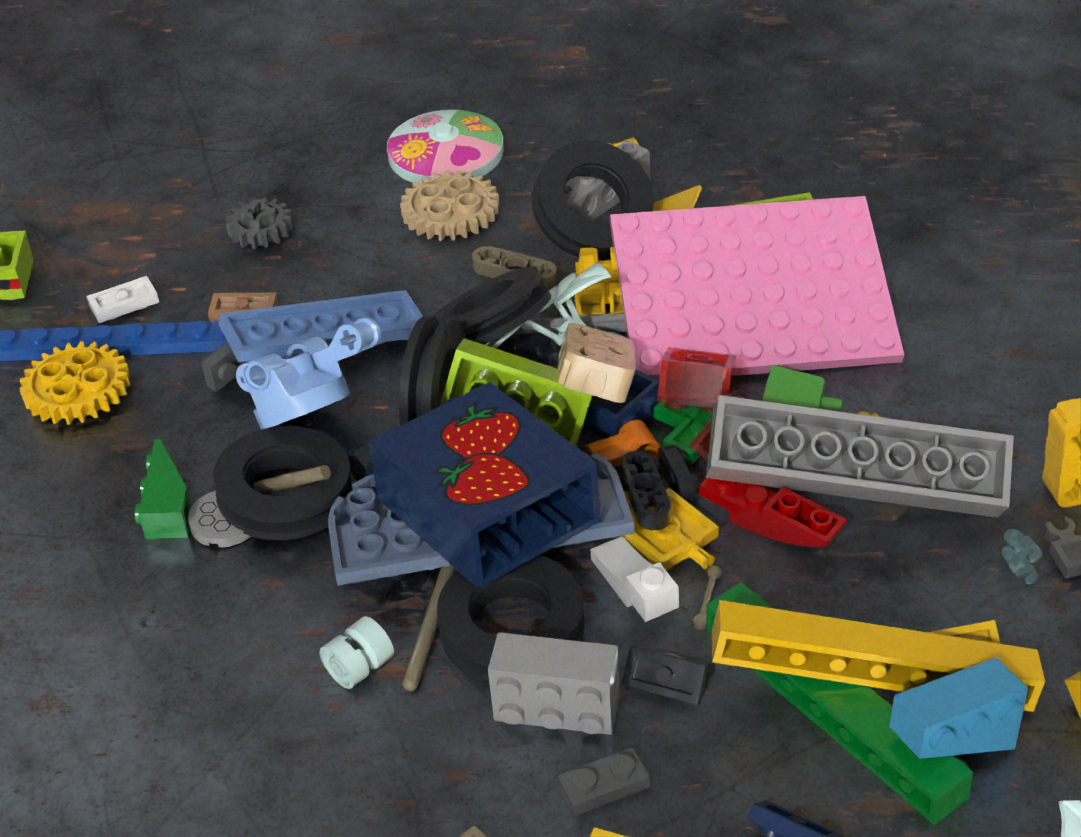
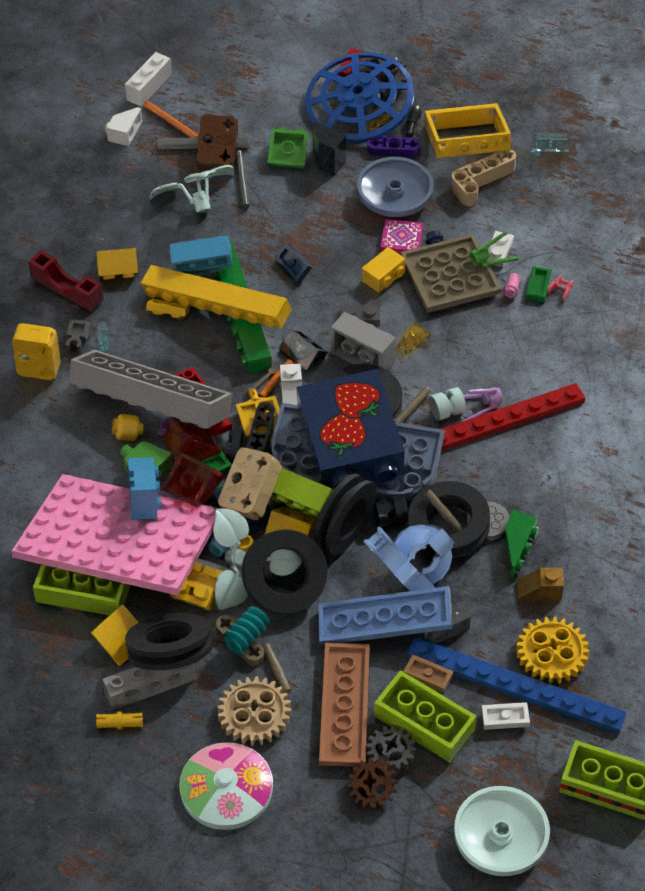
camera: 160 degrees left, 10 degrees up
(92, 189) = (501, 831): none -> light aqua dish
(109, 449) = (541, 585): none -> pearl gold slope
(226, 253) = (426, 714): none -> lime brick
(252, 683) = (512, 416): none -> red plate
(266, 183) = (371, 774): none -> reddish brown gear
(285, 700) = (489, 396): none -> lavender plant
(339, 244) = (344, 705): none -> nougat plate
(449, 258) = (276, 668): none -> dark tan piece
(478, 776) = (413, 336): none -> clear yellow plate
(503, 245) = (245, 630): none -> teal piece
(684, 612) = (273, 382): none -> orange piece
(751, 317) = (143, 488): none -> dark azure wedge

